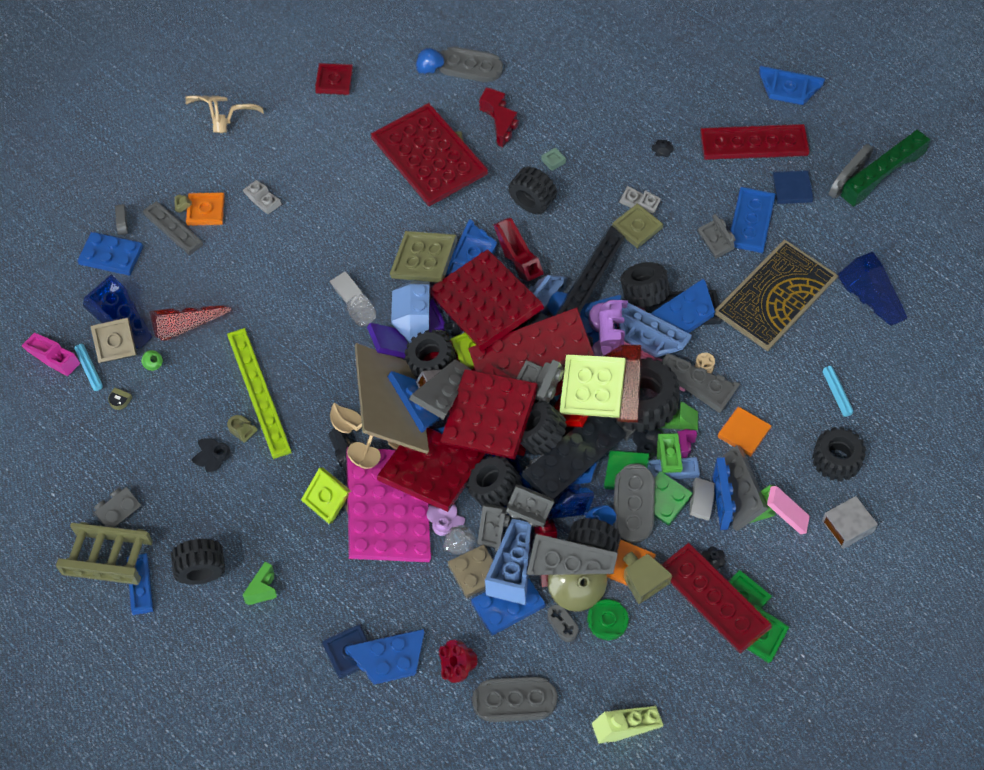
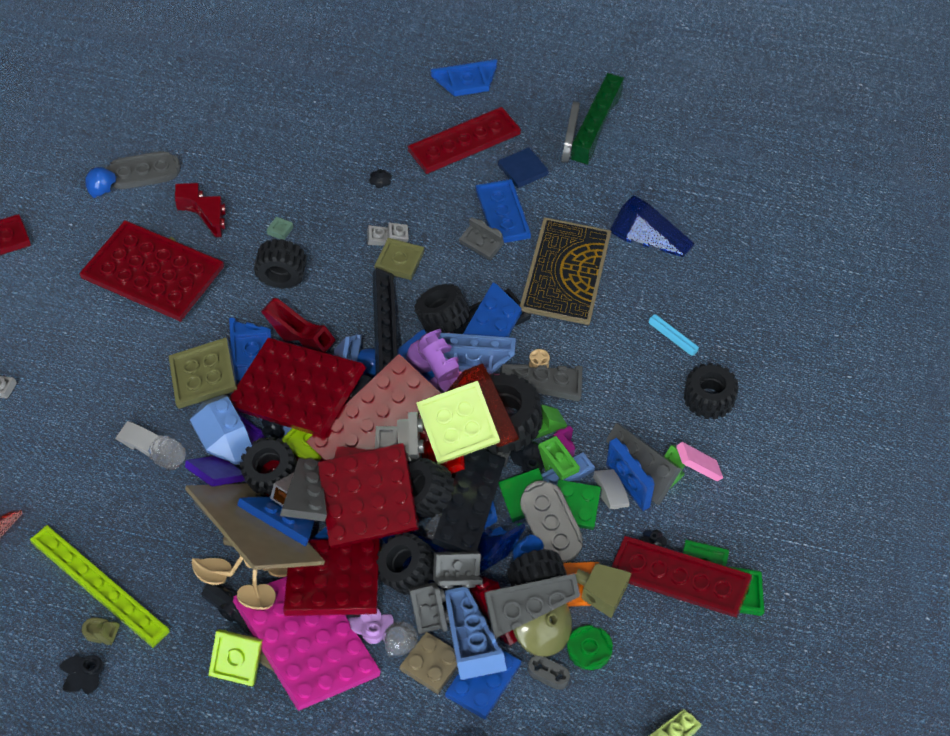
camera: 30 degrees left, 5 degrees down
(744, 430) = (611, 408): orange tile -> none
(849, 522) = (756, 449): flat silver piece -> none

